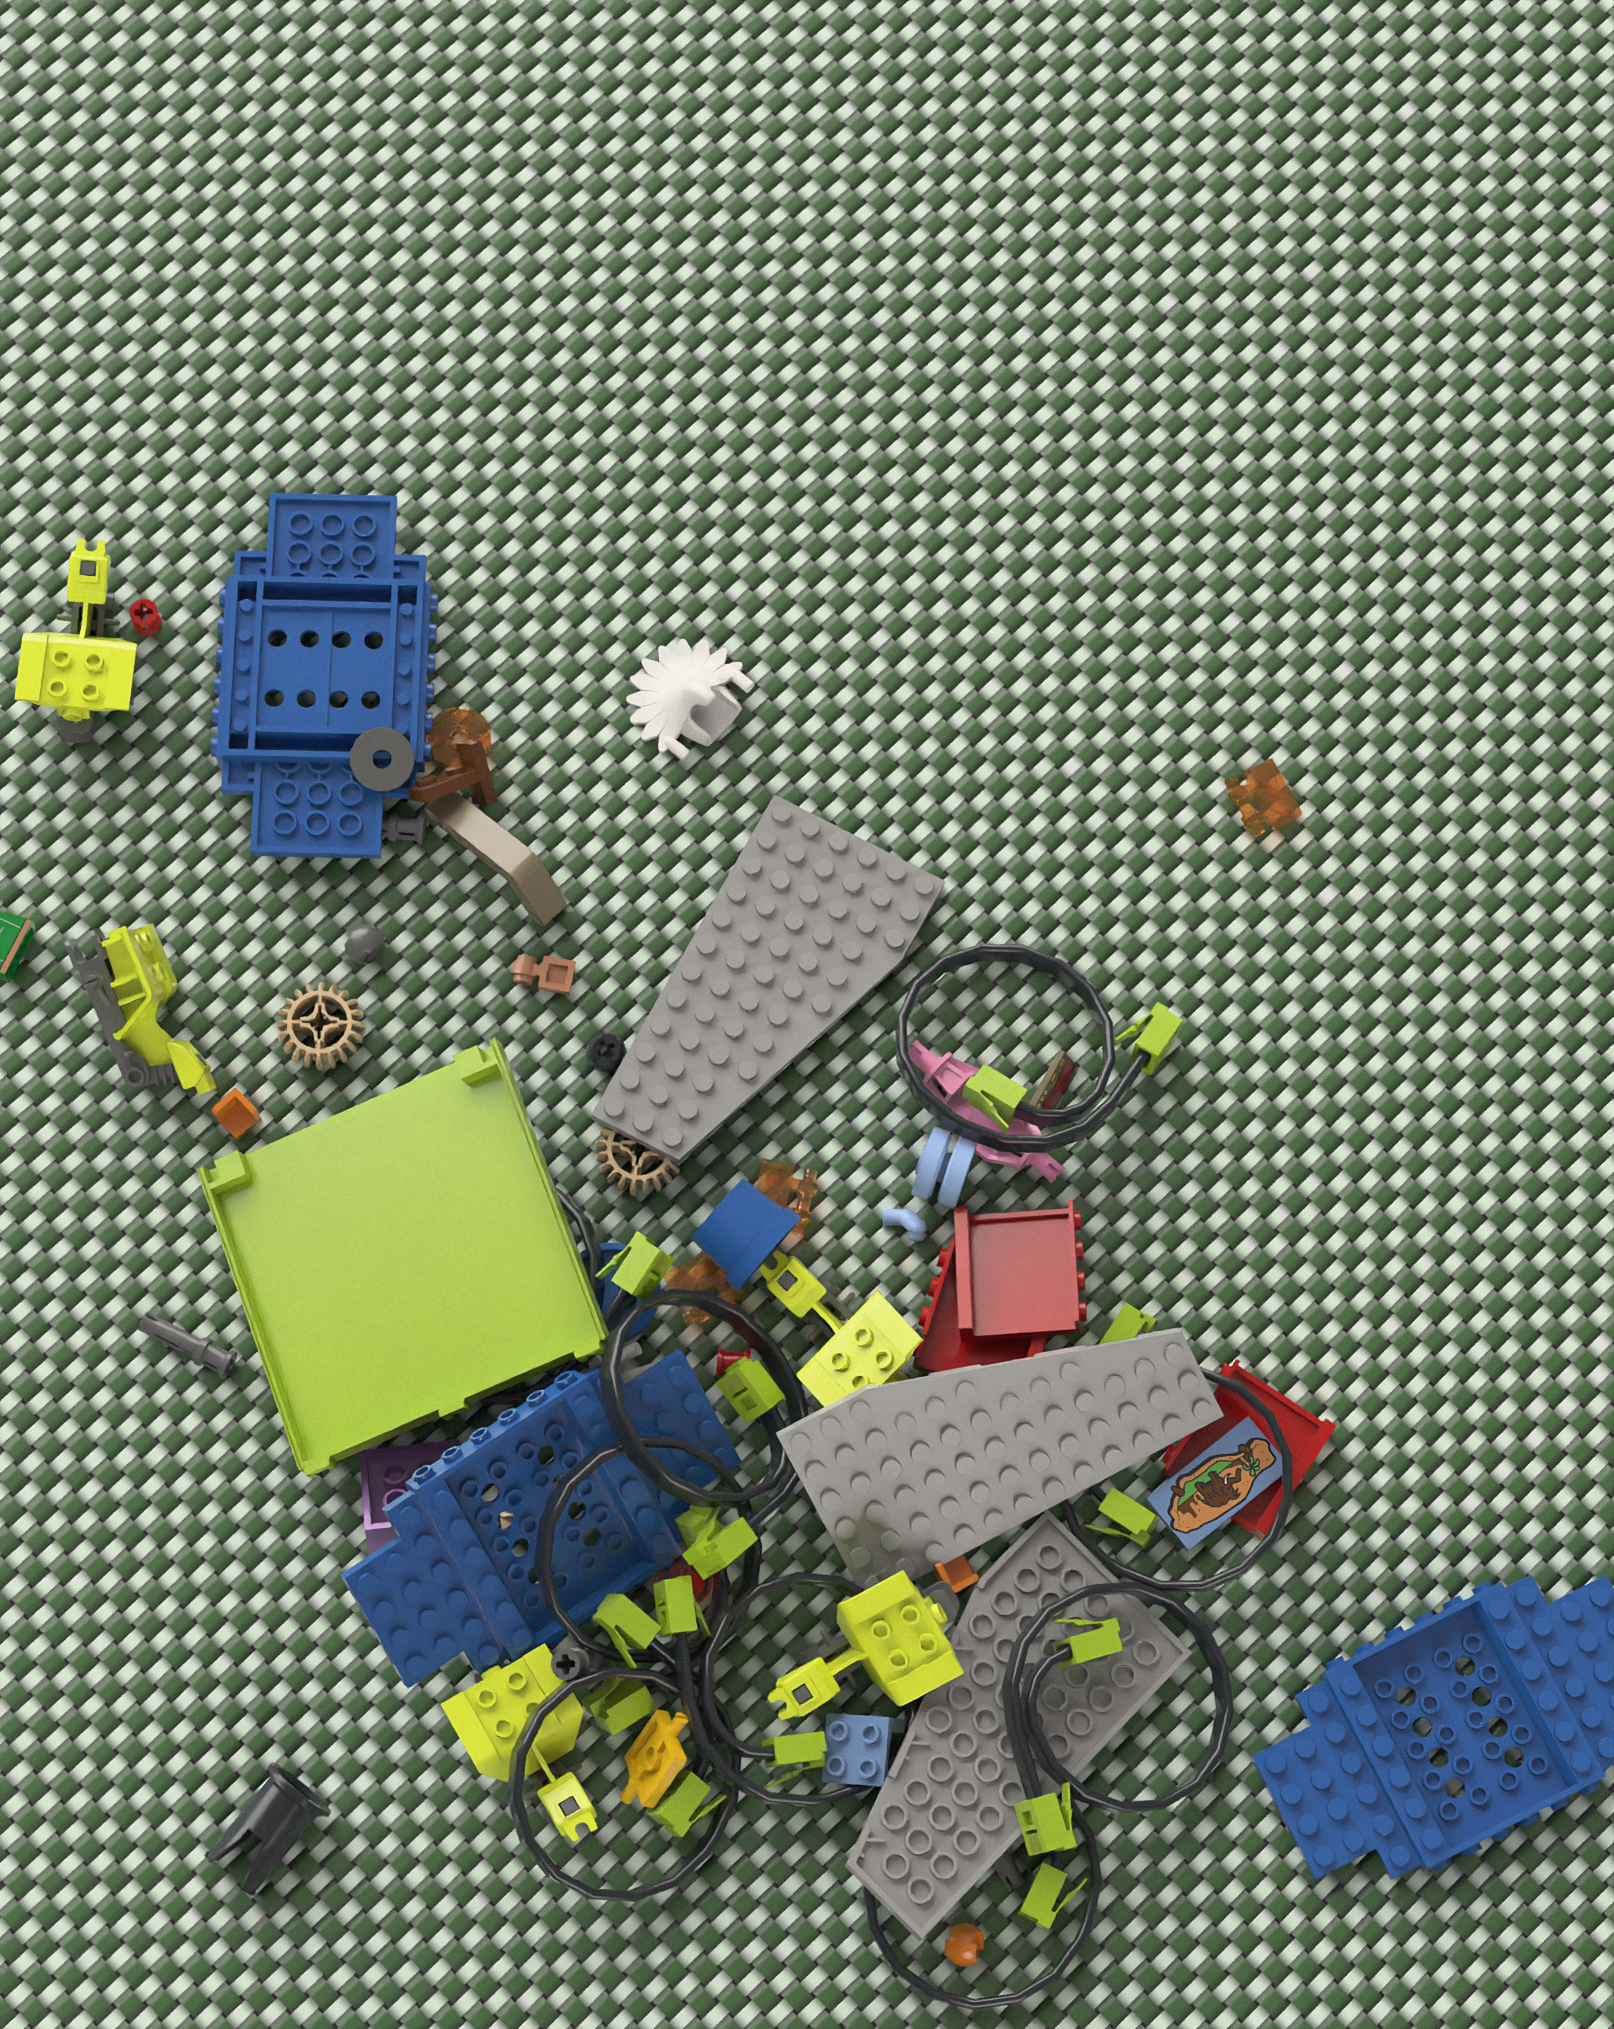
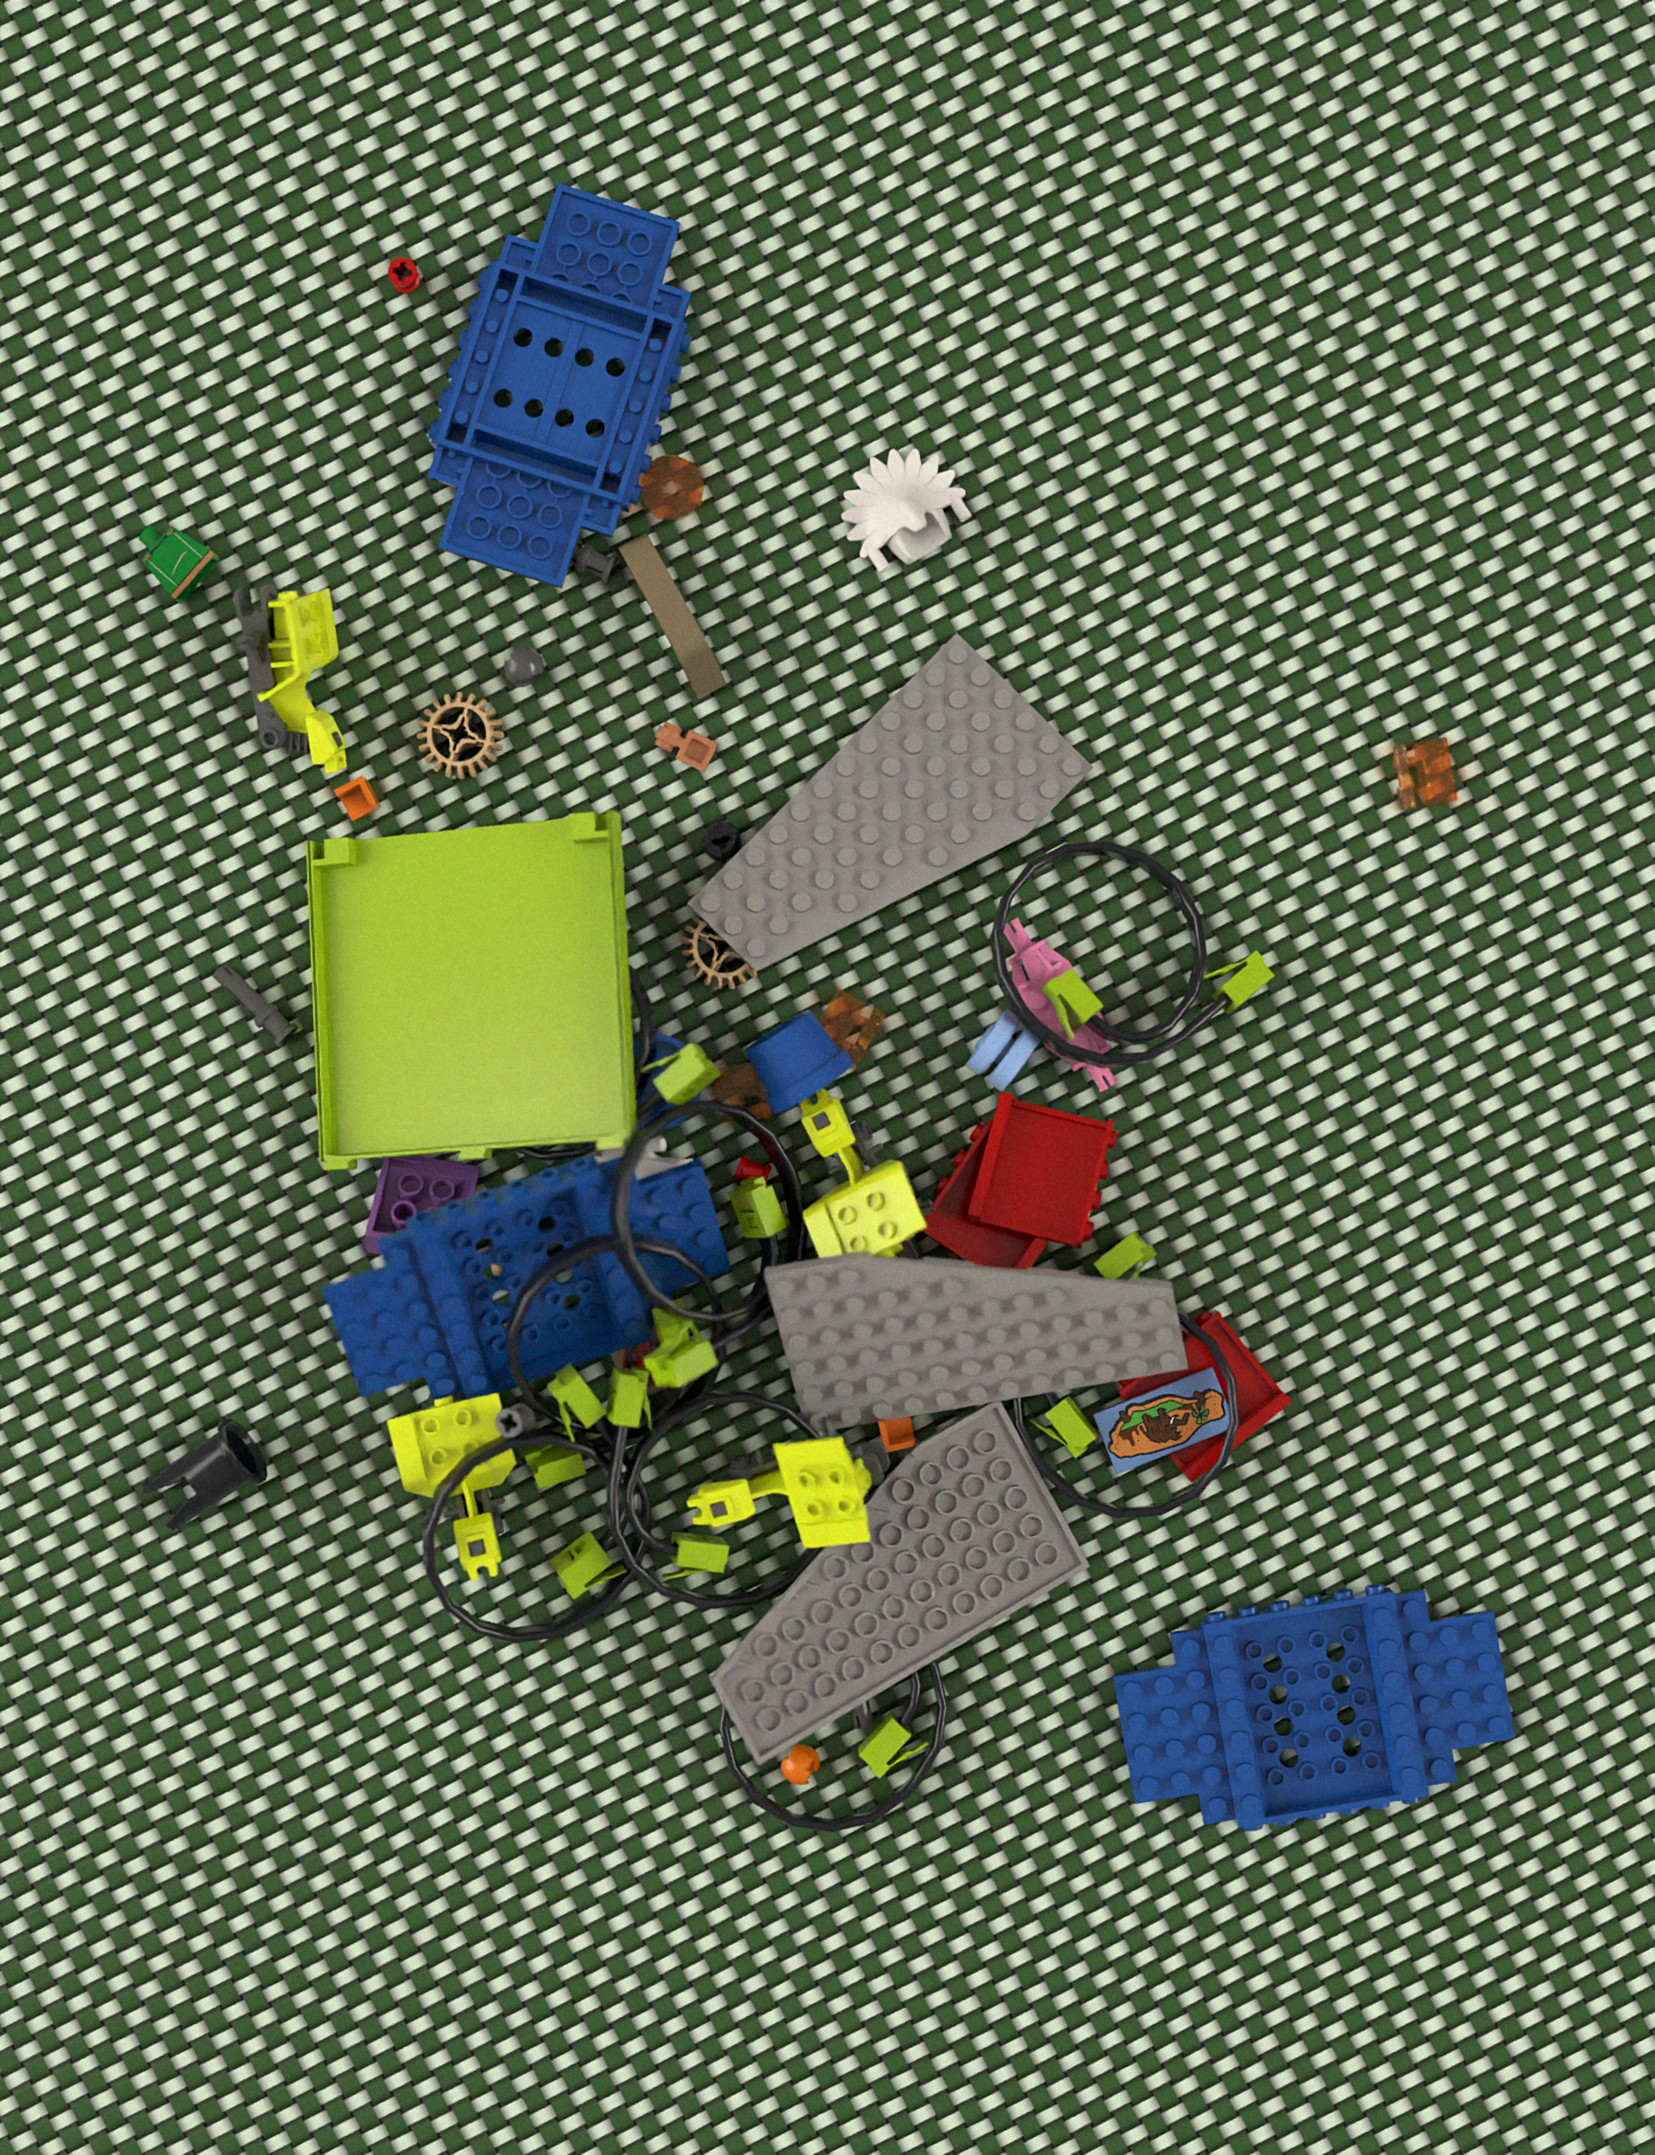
camera: 25 degrees right, 15 degrees up
(79, 670) = (323, 312): neon yellow piece -> none
(366, 747) = (574, 507): dark grey tile -> none
(471, 773) = (657, 530): reddish brown bracket -> none
(655, 1759) = (570, 1521): yellow plate -> none
(858, 1748) = (758, 1565): medium blue bracket -> none
(908, 1219) = (957, 1086): light blue arm -> none
(1041, 1818) = (900, 1694): black piece -> none
(1055, 1082) = (1132, 998): slope -> none

